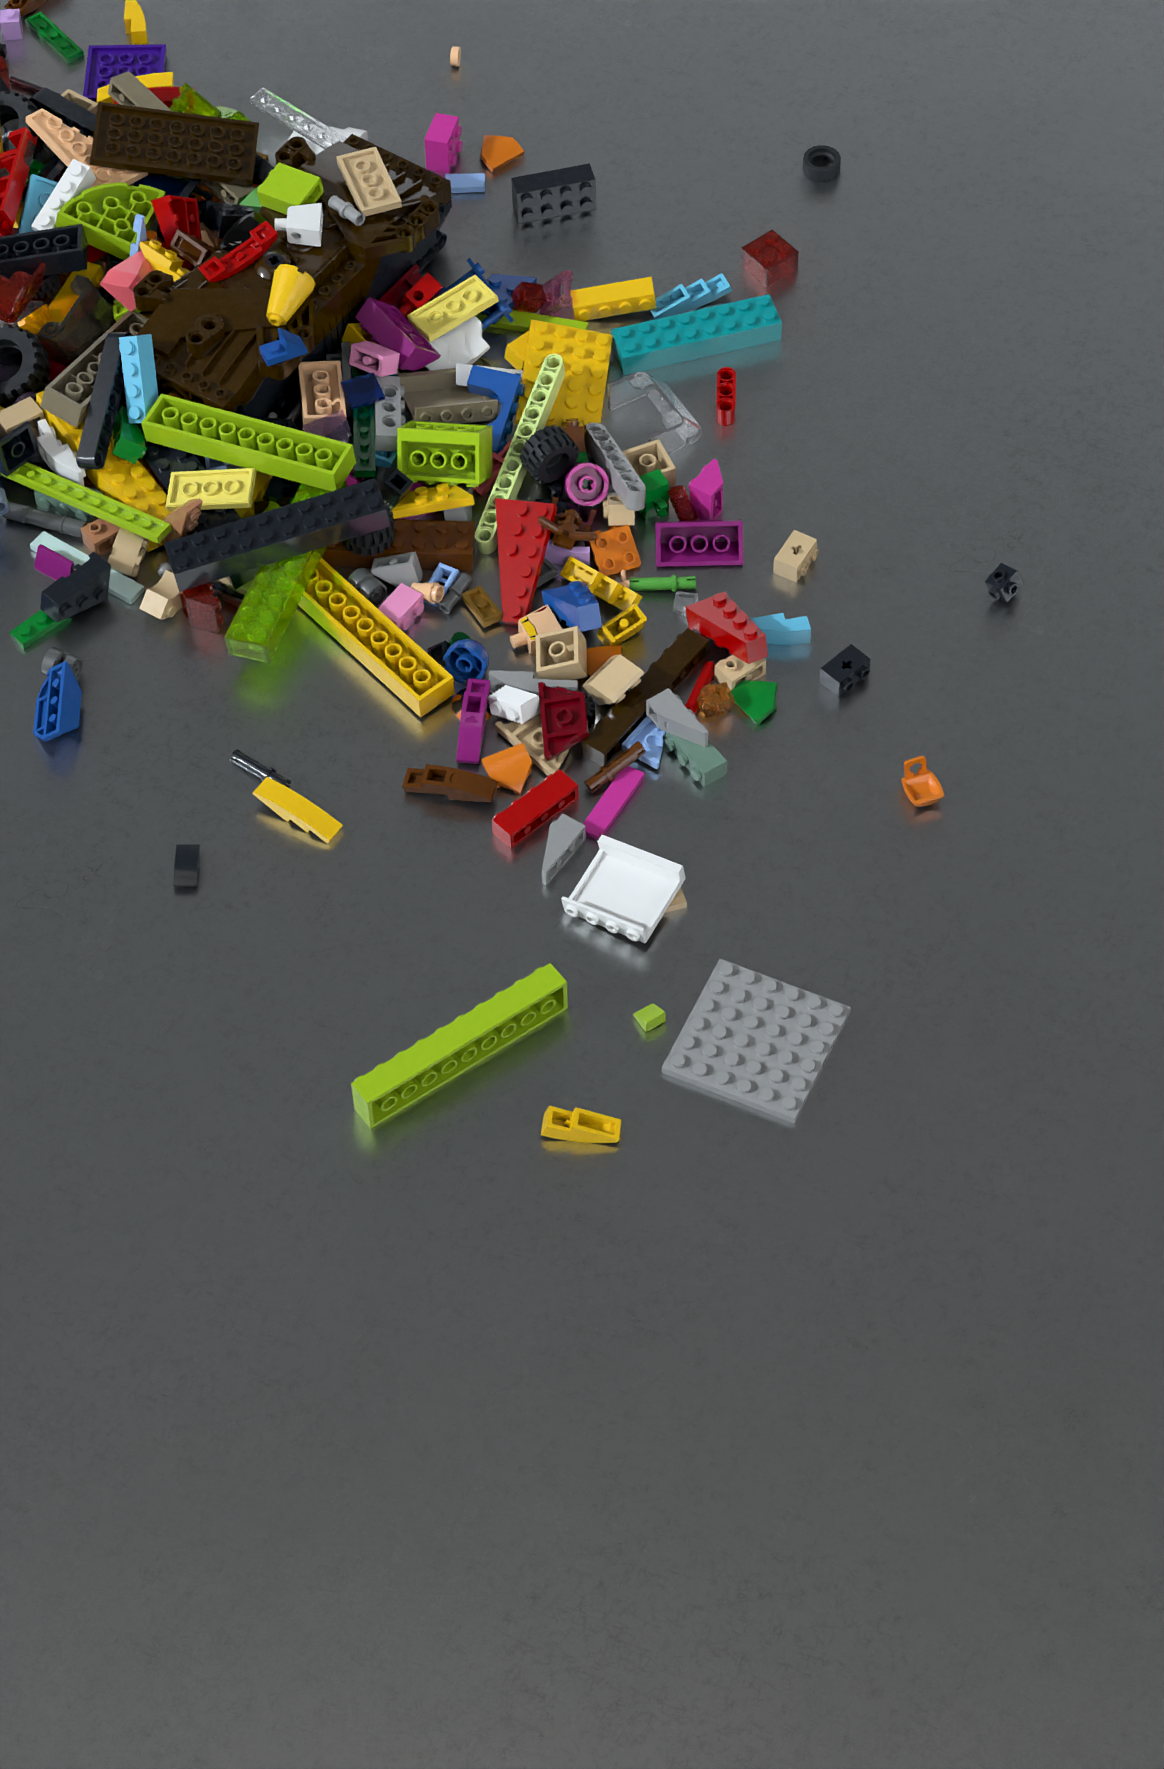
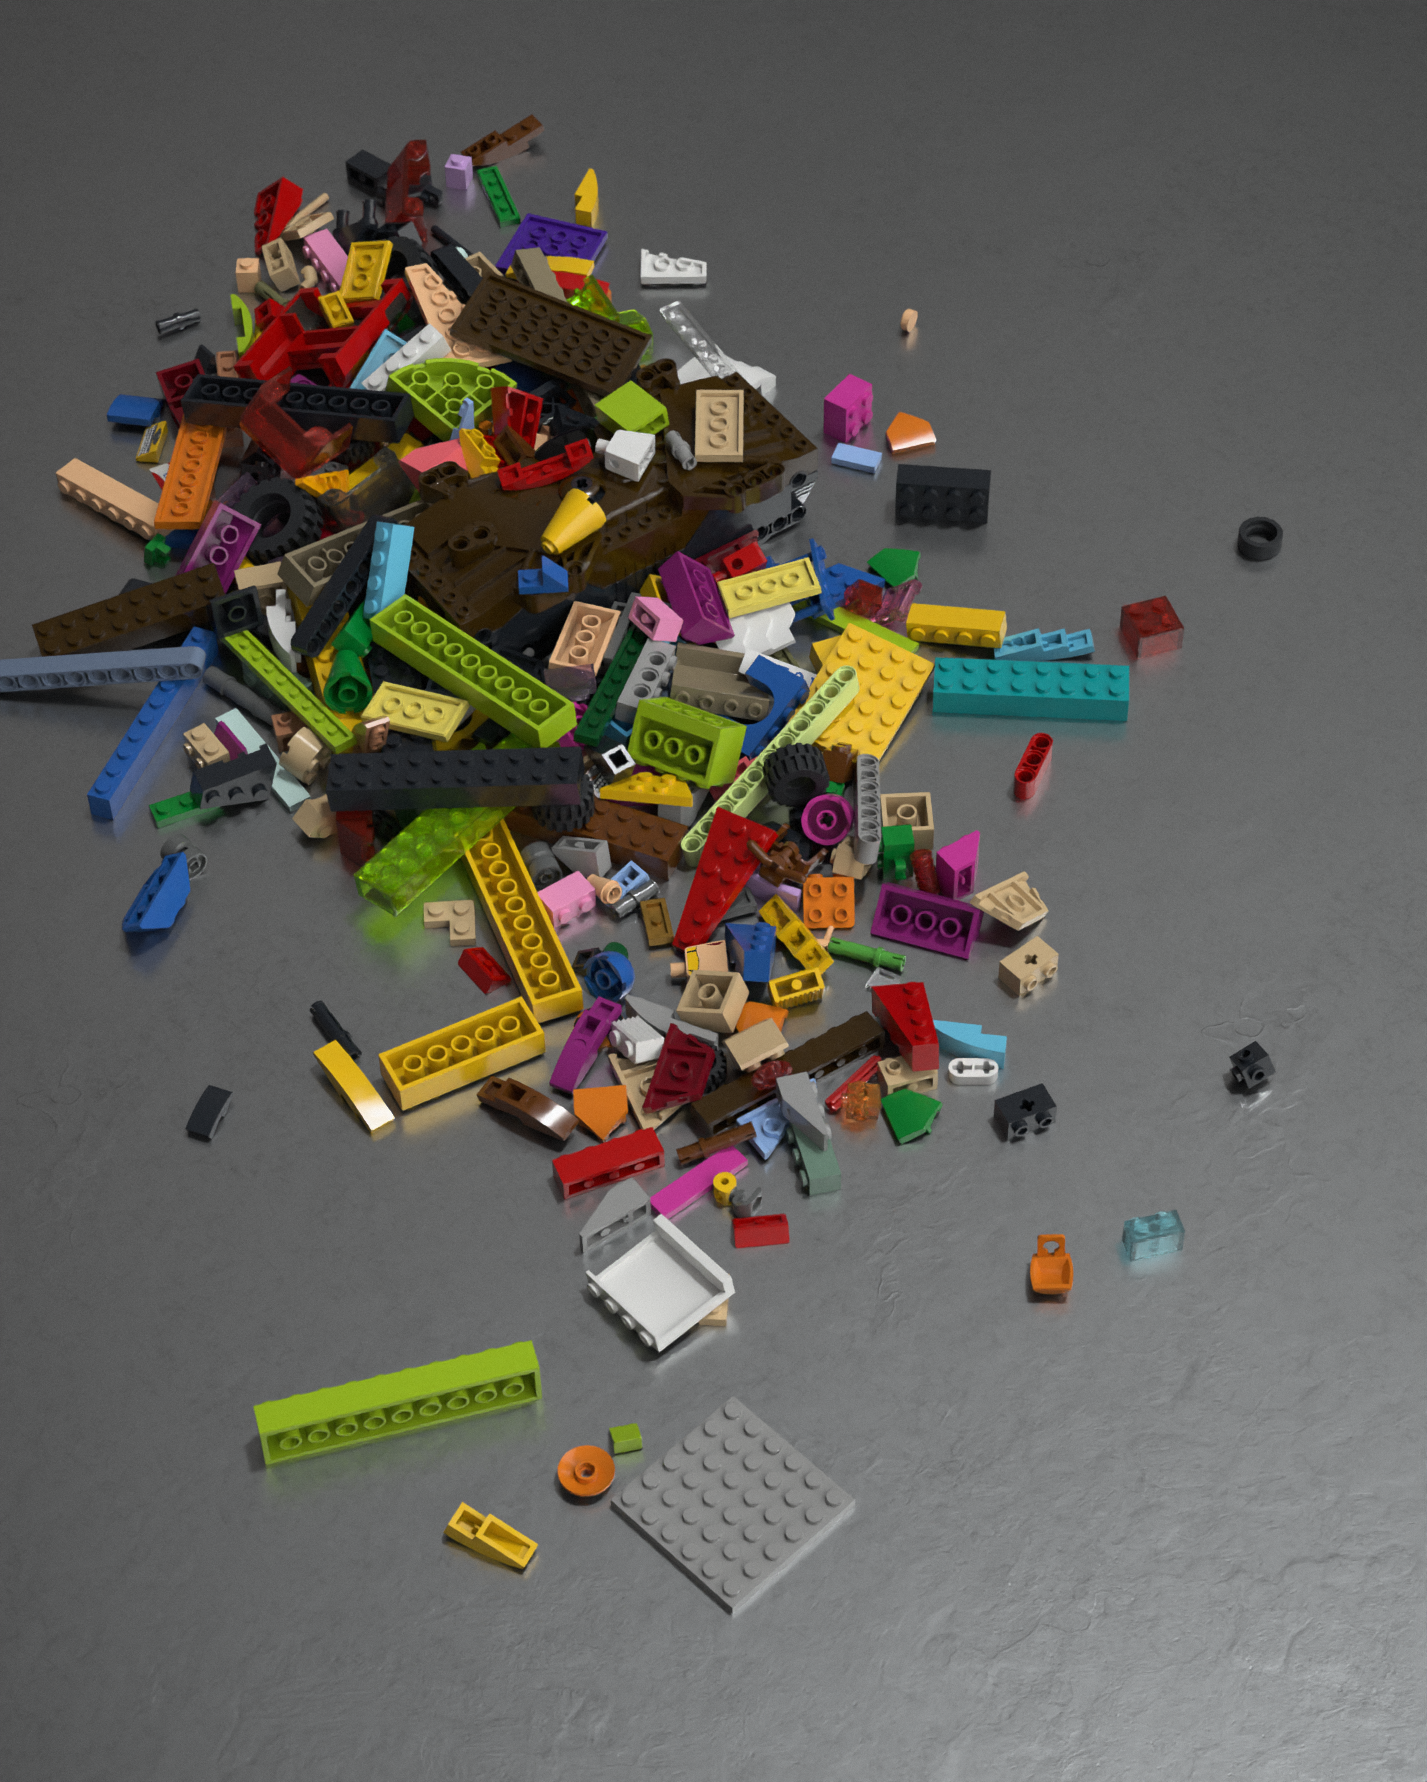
camera: 20 degrees right, 5 degrees down
(36, 571) = (204, 747): none -> tan brick
(142, 482) = (347, 684): none -> green cone
(227, 66) = (666, 270): none -> white wing
(312, 648) = (454, 914): none -> tan plate
(356, 686) = (483, 969): none -> red slope
(362, 390) = (626, 650): clear blue piece -> none
(375, 757) = (462, 1053): none -> yellow brick
(539, 263) = (895, 565): none -> green slope
(632, 1043) = (584, 1461): none -> orange dish
(638, 699) = (766, 1075): none -> clear red gear
(639, 802) = (727, 1193): none -> leg
(679, 425) = (963, 783): clear windscreen -> none
(679, 825) = (760, 1230): none -> red slope
(762, 509) = (1012, 902): none -> tan wing
(788, 651) = (973, 1071): none -> white beam
(987, 736) = (1153, 1235): none -> clear light blue brick

